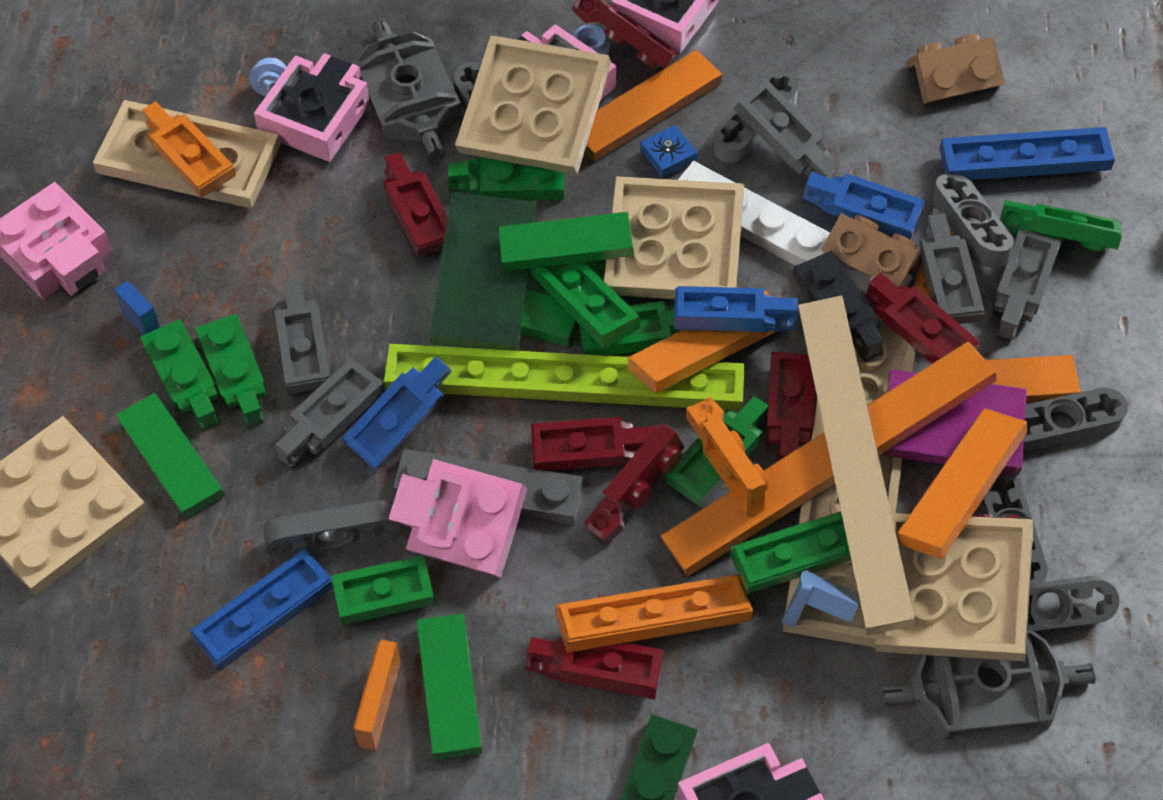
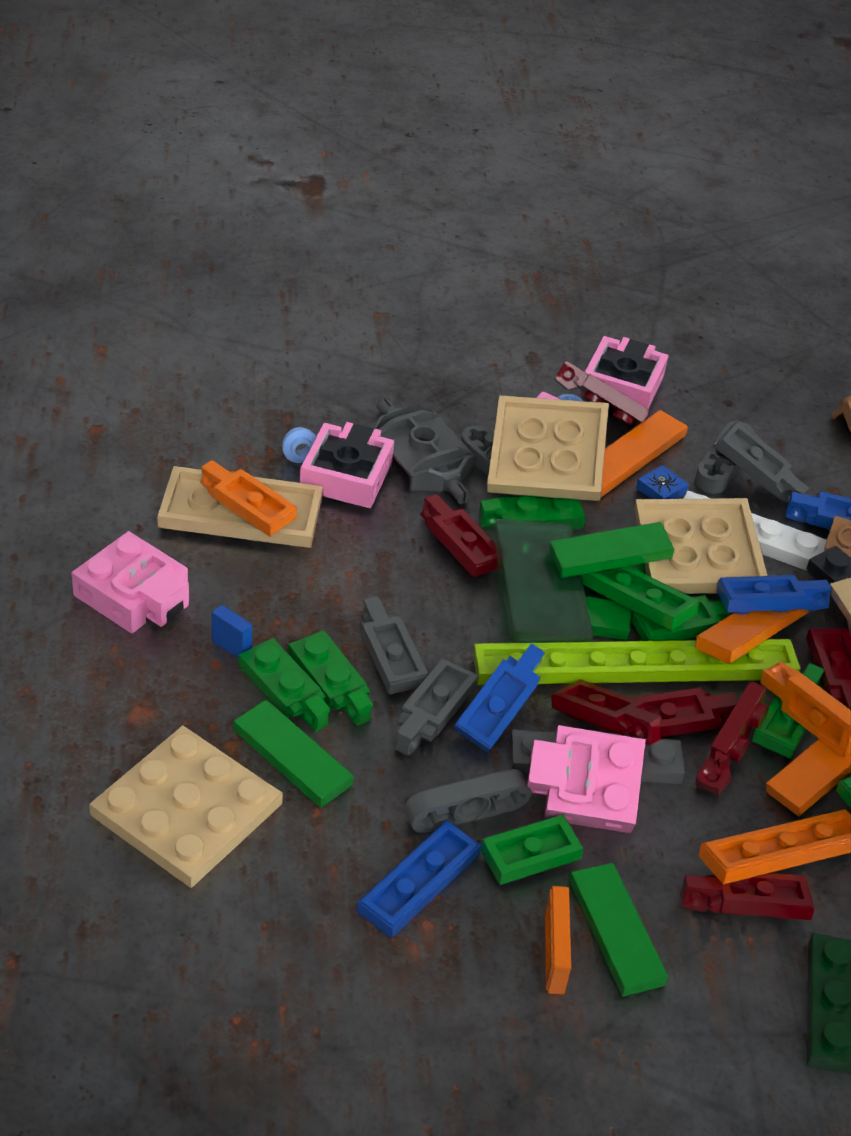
camera: 15 degrees left, 15 degrees down
(506, 437) = (607, 710): none -> dark red hinge

